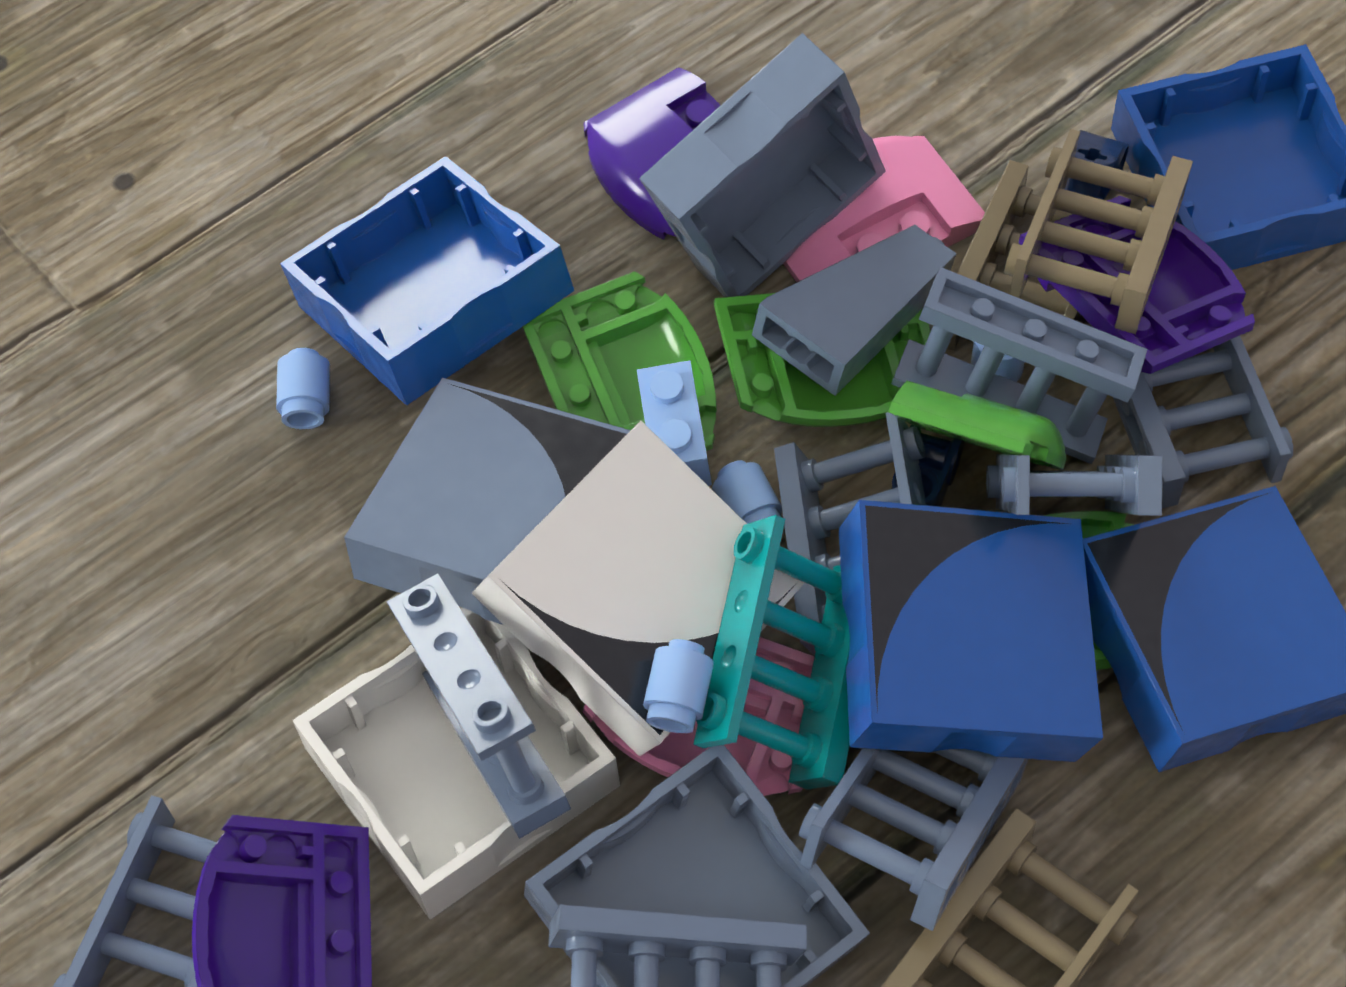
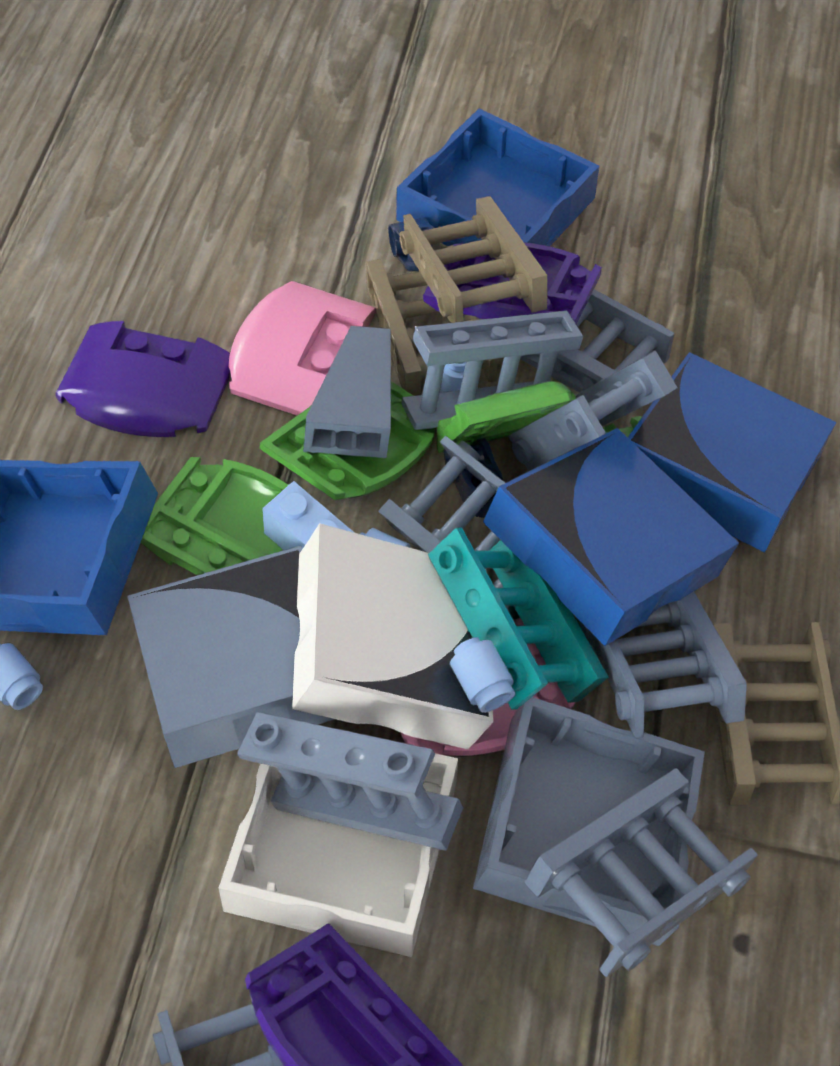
camera: 45 degrees left, 5 degrees down
(766, 169) = (243, 336): sand blue tile -> none

